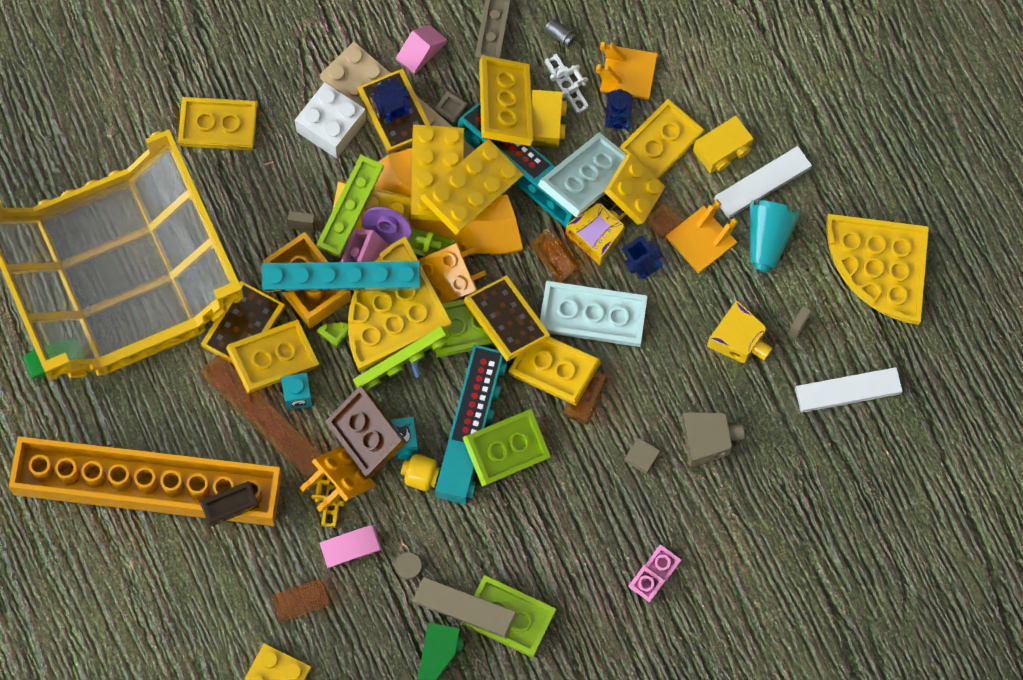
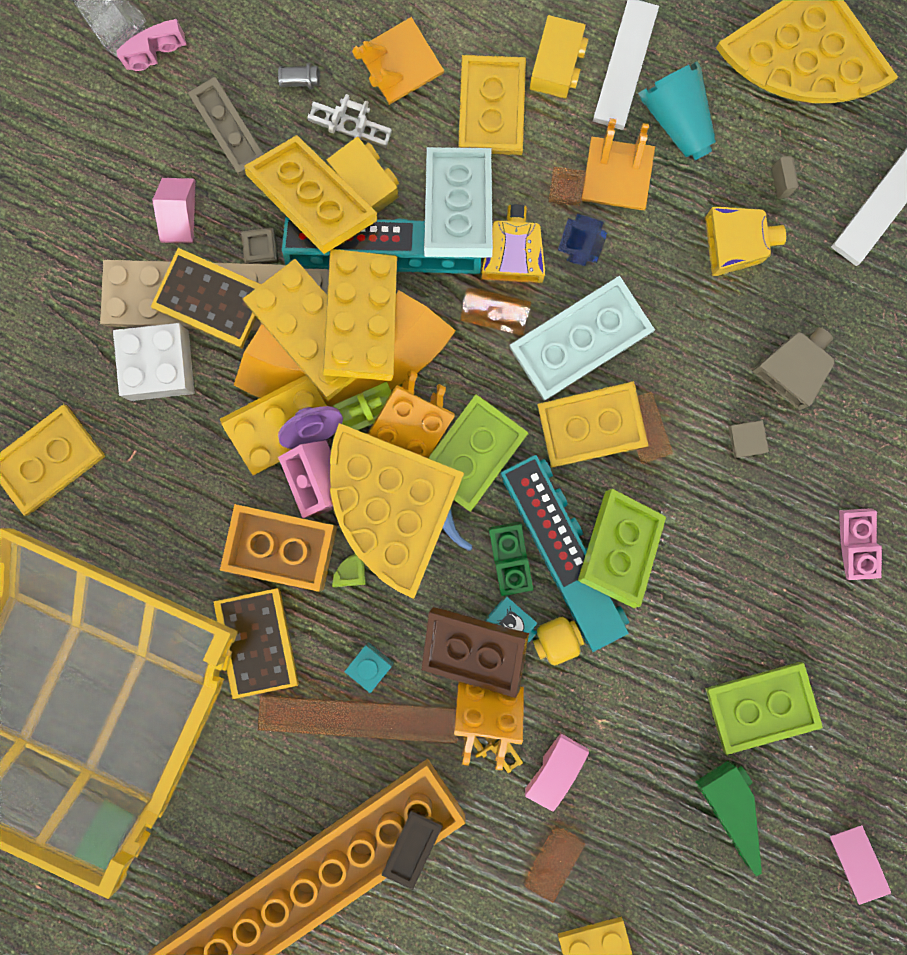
camera: 35 degrees left, 15 degrees up
(271, 355) = (314, 653): yellow plate -> none
(301, 221) = (218, 490): dark tan tile -> none
(341, 276) = (315, 526): teal brick -> none
(350, 206) = (257, 440): lime plate -> none
(390, 100) = (196, 292): clear blue brick -> none
(408, 566) = (625, 740): dark tan tile -> none
(411, 353) = (441, 560): lime plate -> none
(436, 403) = (510, 558): none -> green slope
(465, 607) = (722, 740): dark tan tile -> none
(506, 318) = (508, 418): tile -> none
(618, 109) = (426, 107): clear blue brick -> none
(634, 188) = (515, 176): yellow plate -> none

